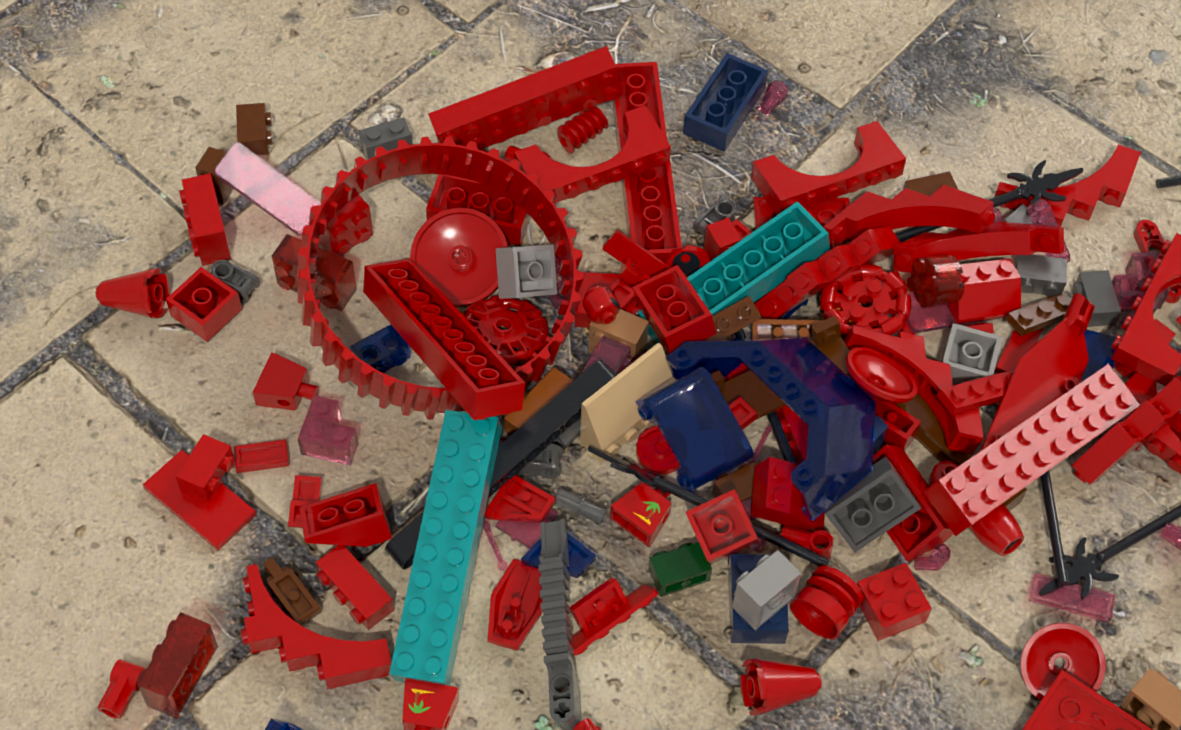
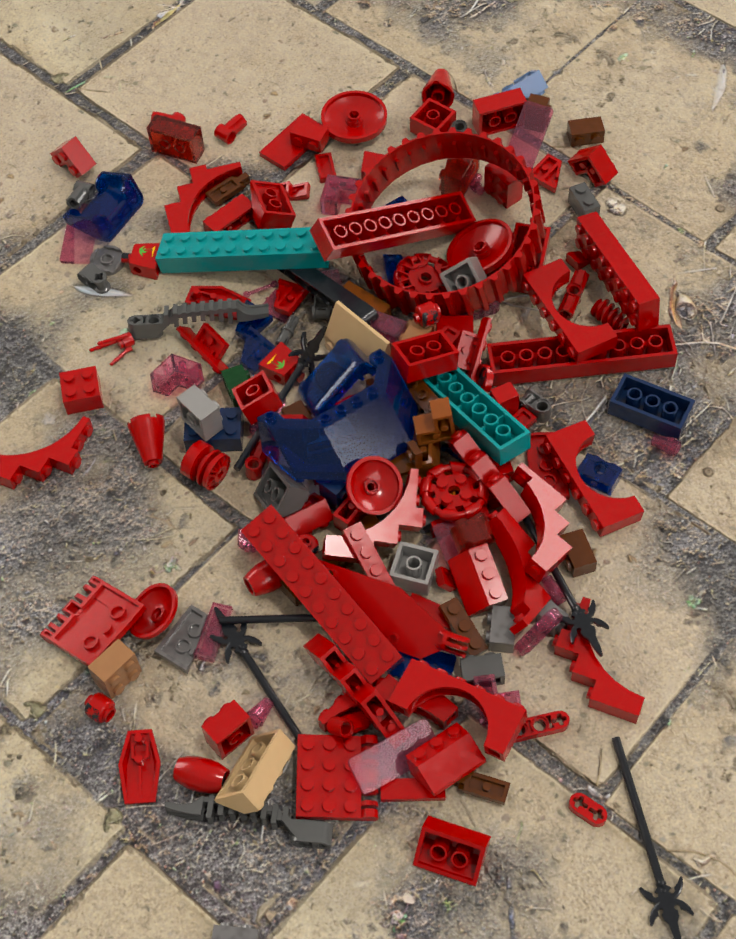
camera: 95 degrees right, 0 degrees up
(153, 197) = (529, 83): none -> medium blue wedge
(162, 593) = (228, 132): none -> red piece
(173, 407) = (354, 116): none -> red dish
(314, 177) = (548, 172): none -> red wing
(319, 121) = (595, 163): none -> red brick
(617, 545) = (255, 350): none -> clear blue wing
(667, 649) = (176, 373): none -> clear pink brick
(780, 299) = (435, 425): none -> dark orange brick
(820, 158) = (602, 482): none -> clear blue brick
(893, 601) = (209, 510): red brick -> none
(1110, 633) = (183, 638): none -> flat silver wing

